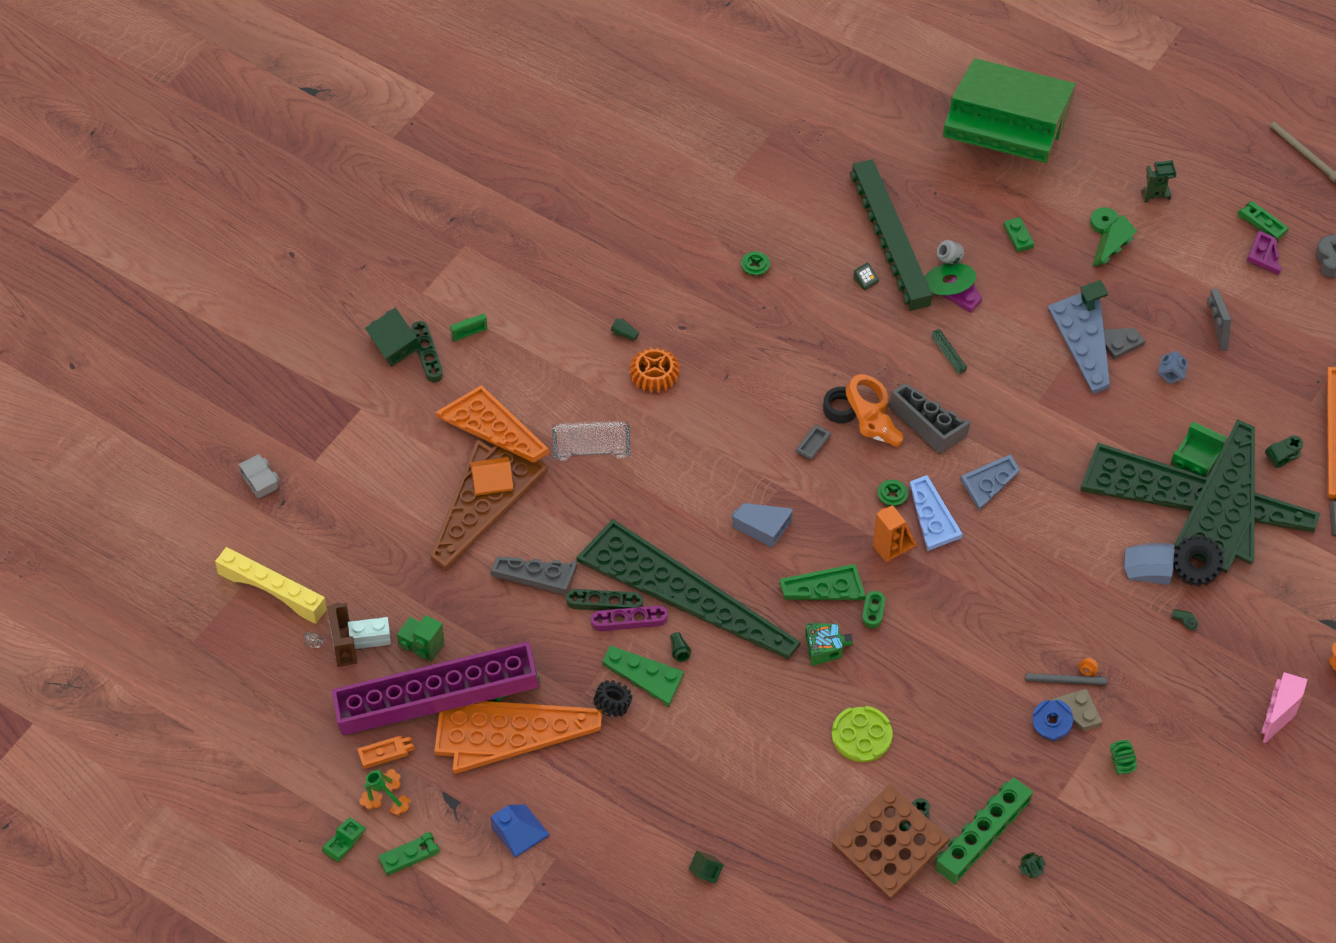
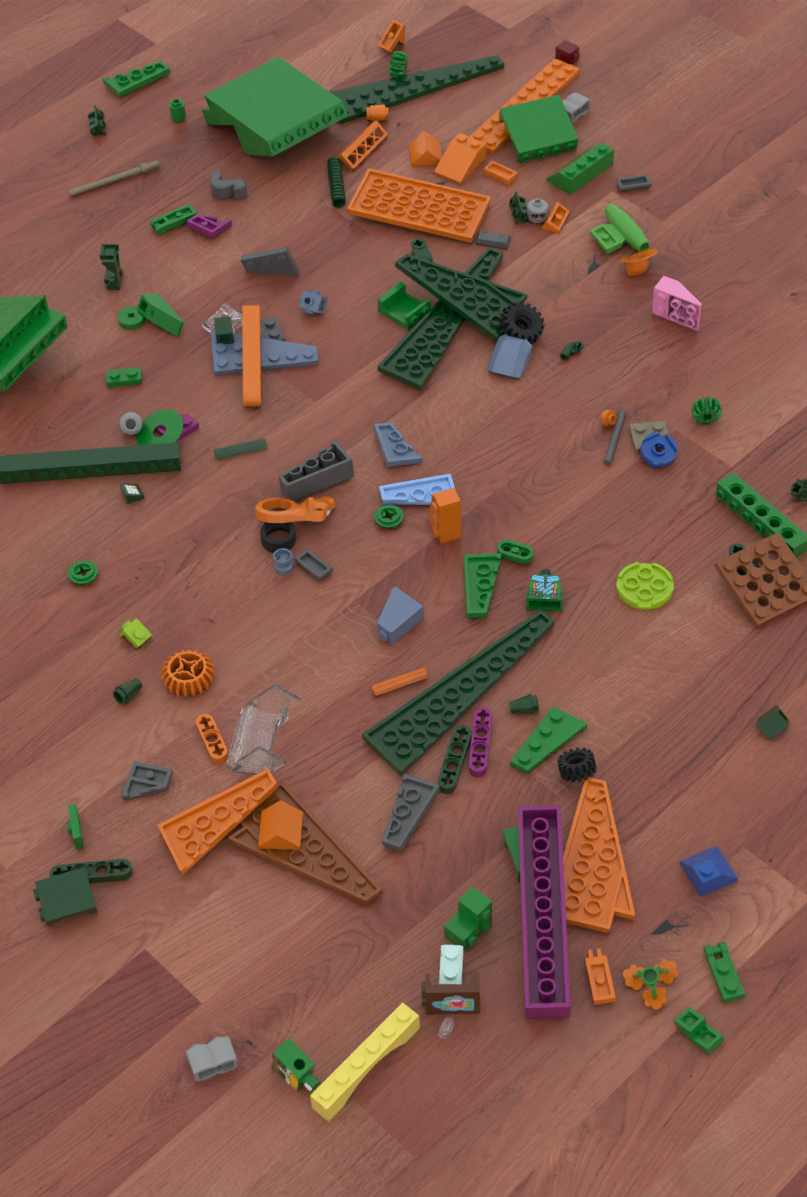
camera: 75 degrees left, 5 degrees down
(256, 532) = (294, 1066): none -> green torso
(529, 367) = (146, 780): none -> dark grey wing
(589, 399) = (211, 746): none -> orange beam
(686, 540) = (399, 681): none -> orange axle
(692, 319) = (135, 632): none -> lime bracket
(807, 415) = (283, 561): none -> sand blue wheel
(1070, 327) = (251, 355): none -> orange beam
(1124, 304) = (236, 317): none -> clear plate

